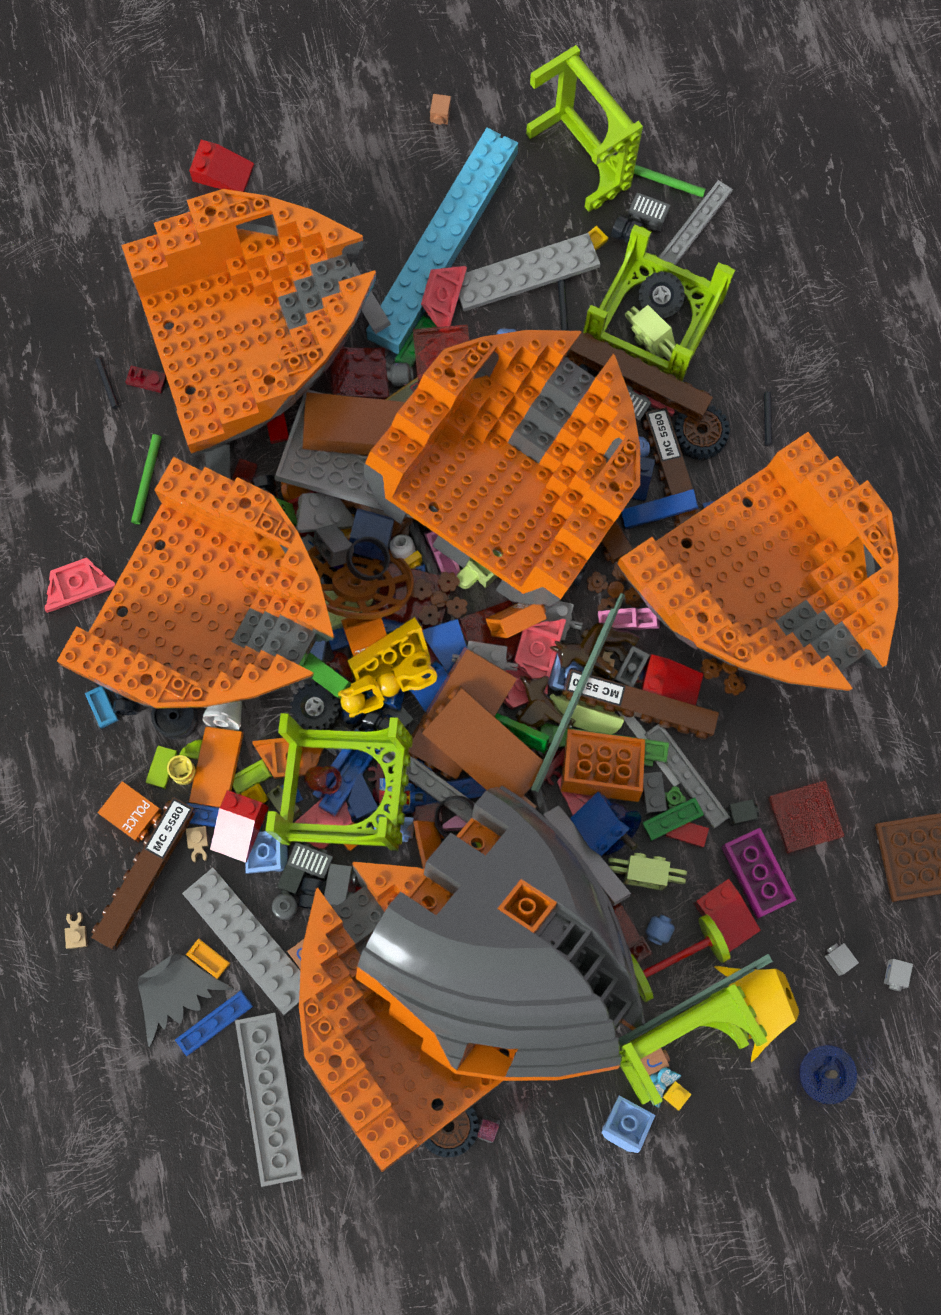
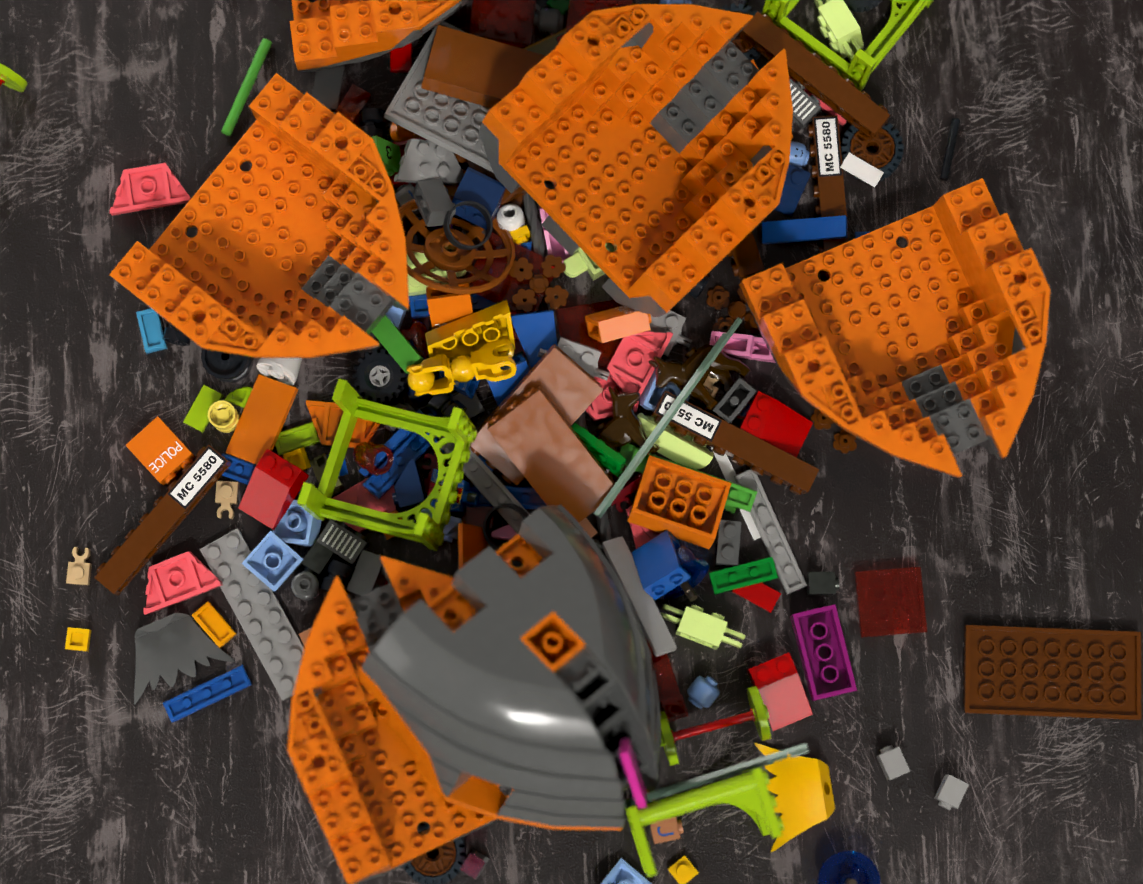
camera: 15 degrees right, 5 degrees up
(86, 997) = (78, 639): none -> yellow plate
(167, 926) = (177, 581): none -> coral wing
(250, 890) = (272, 561): none -> light blue slope
(268, 1099) = (249, 785): light grey plate -> none
(622, 1012) = (633, 773): none -> dark pink tile
(663, 1079) = (666, 853): medium azure animal -> none
(679, 797) = (752, 546): bright green plate -> none
(697, 448) = (862, 169): none -> white sticker

